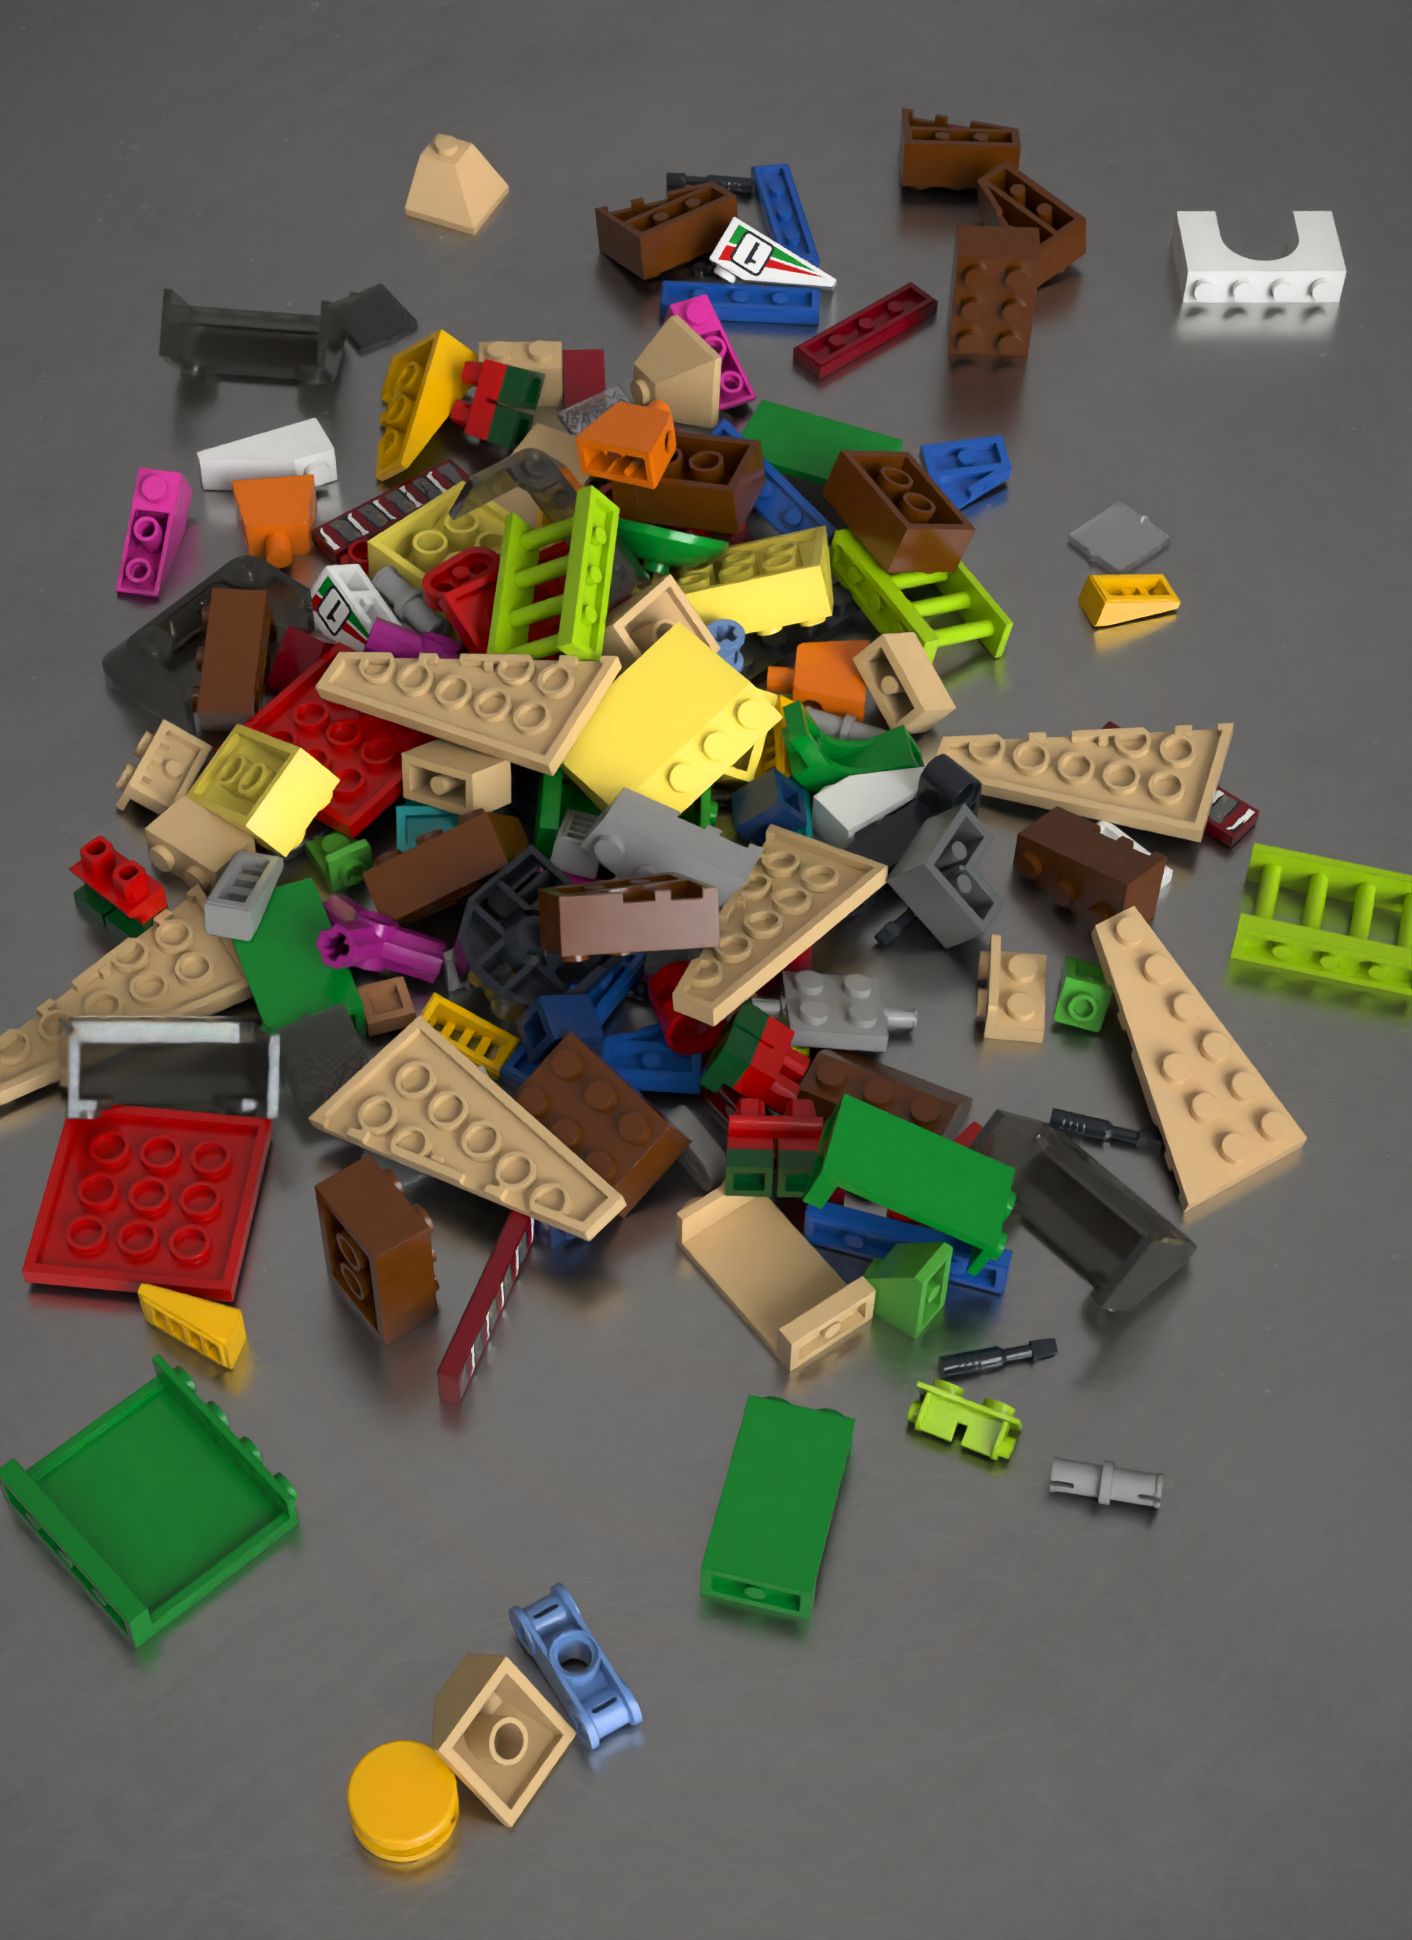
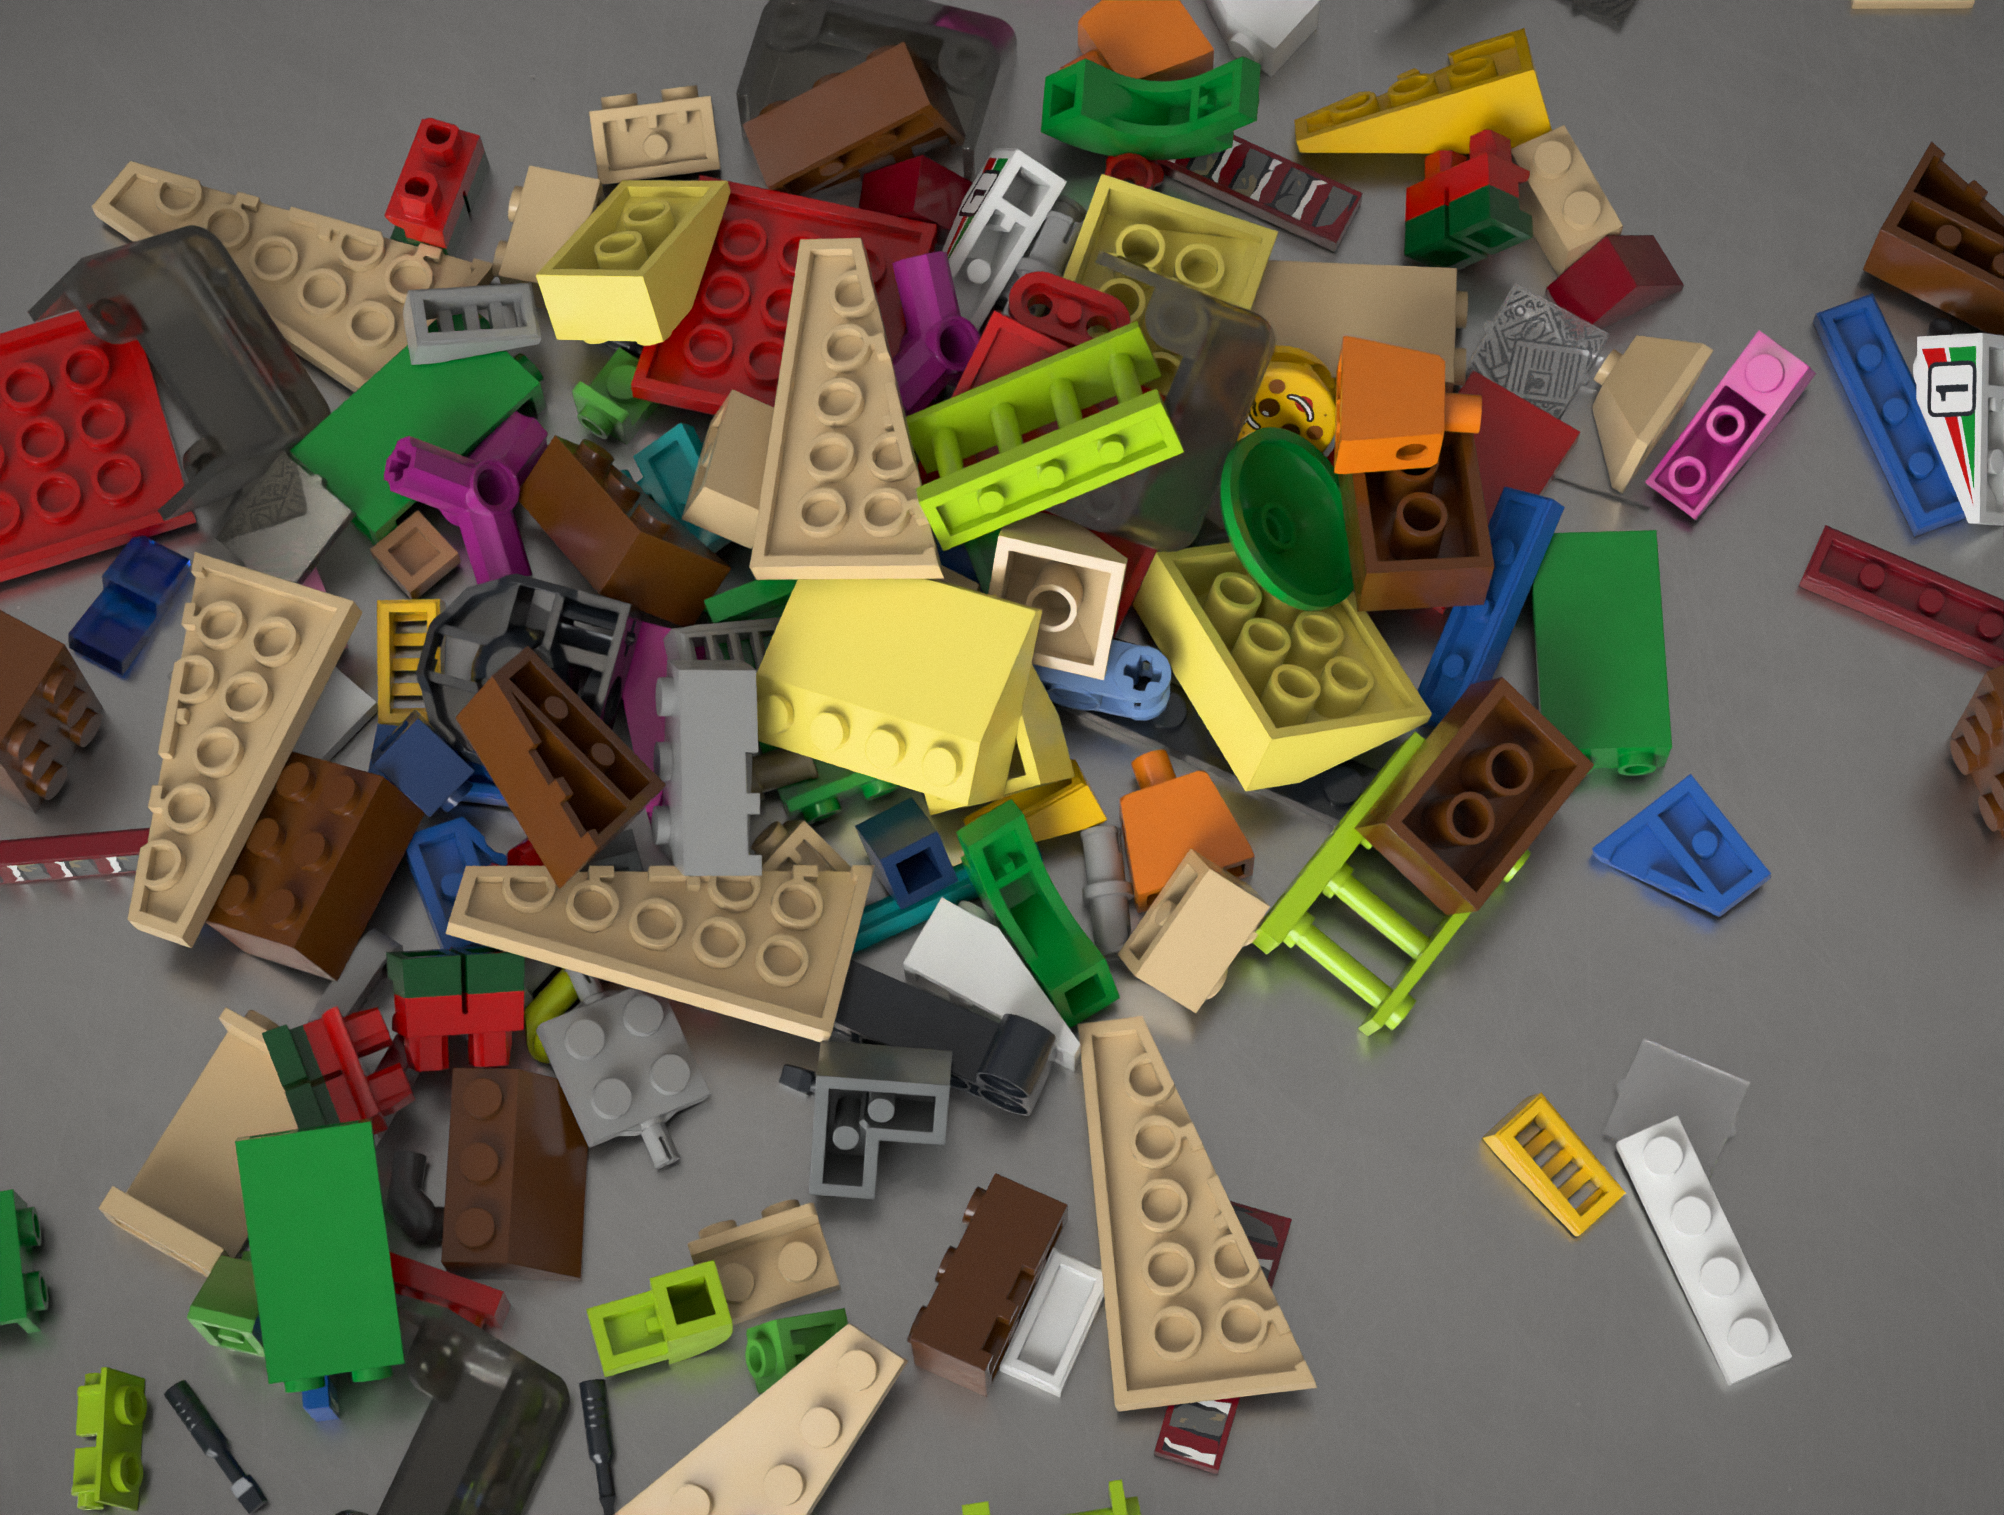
camera: 70 degrees right, 20 degrees up
(294, 1179) = (132, 603): none -> clear blue slope
(345, 510) = (1153, 119): none -> green arch
(1034, 1041) = (672, 1321): none -> lime brick
(1215, 552) = (1703, 1251): none -> white plate

